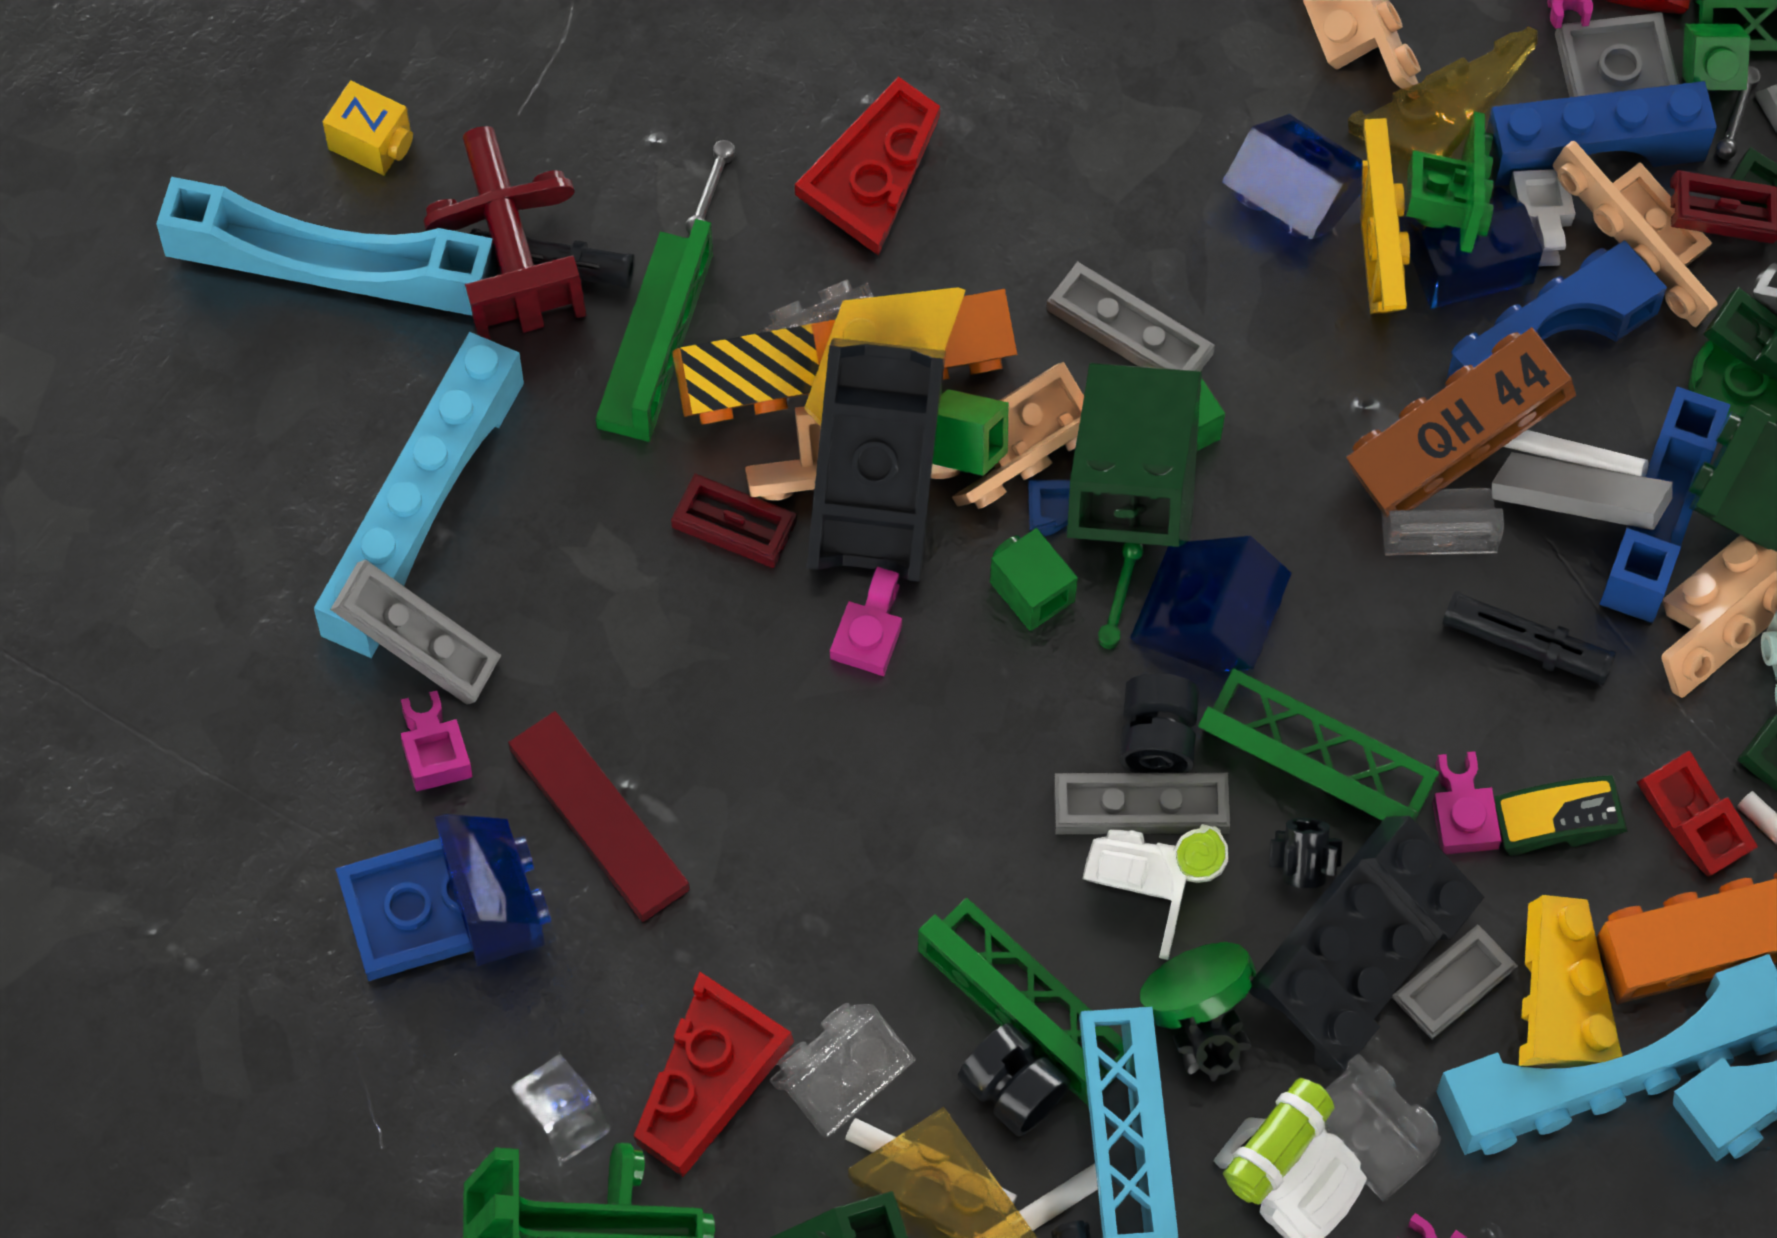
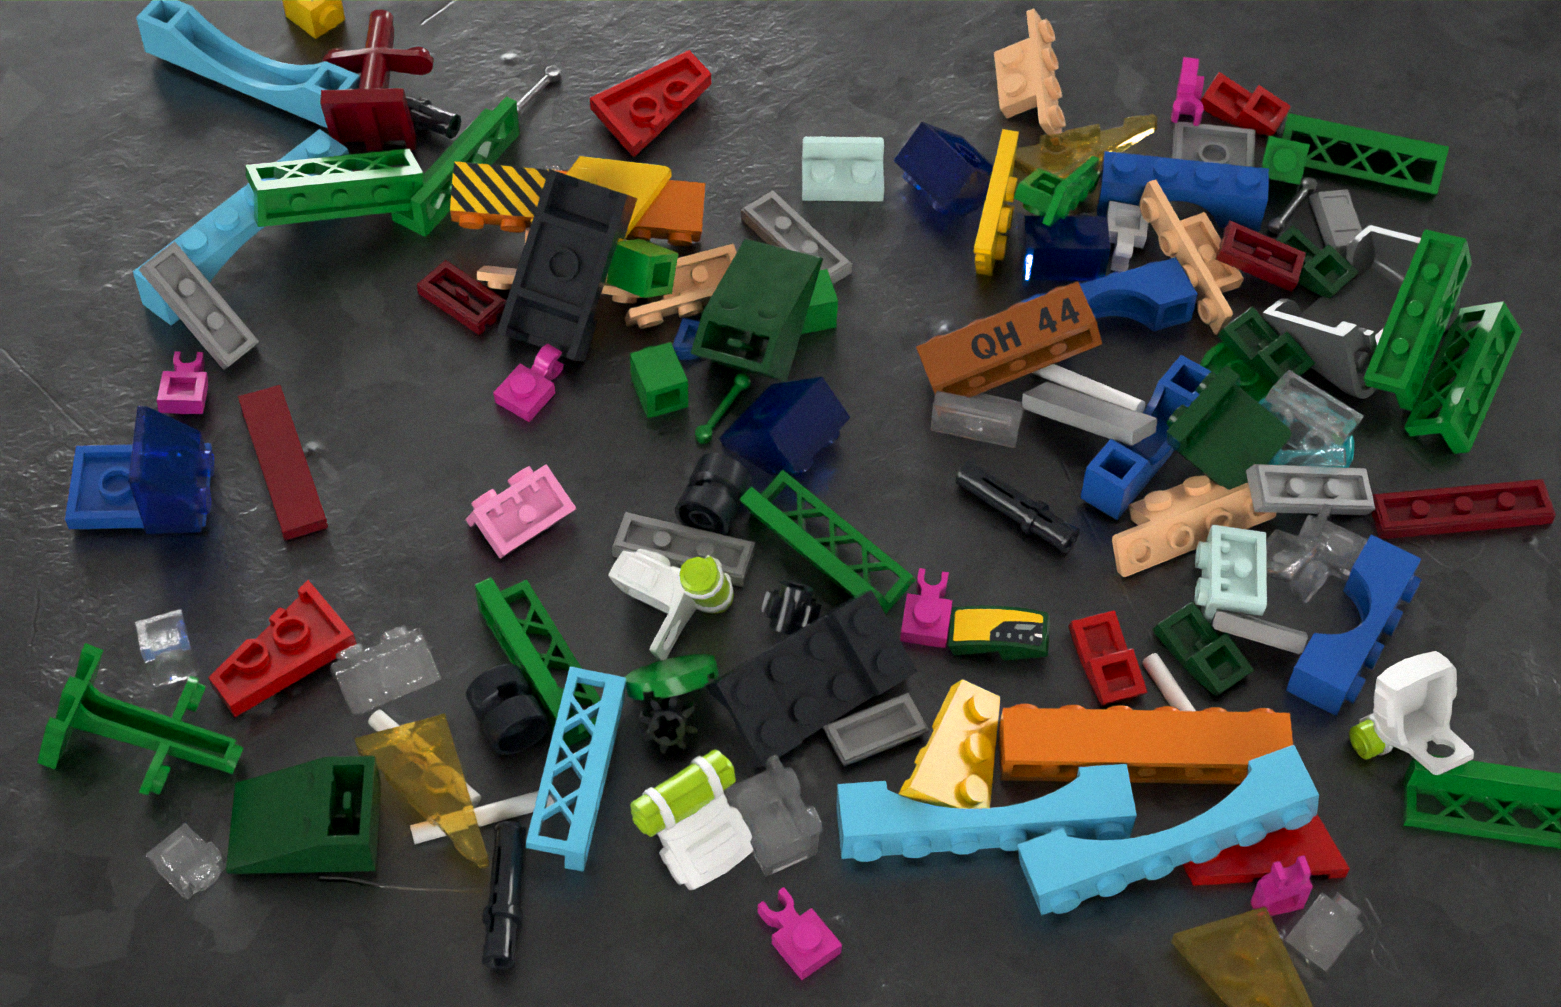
camera: 15 degrees right, 10 degrees down
(538, 420) = (335, 190): none -> green fence
(926, 806) = (520, 511): none -> bright pink bracket
(1156, 208) = (842, 169): none -> light aqua bracket

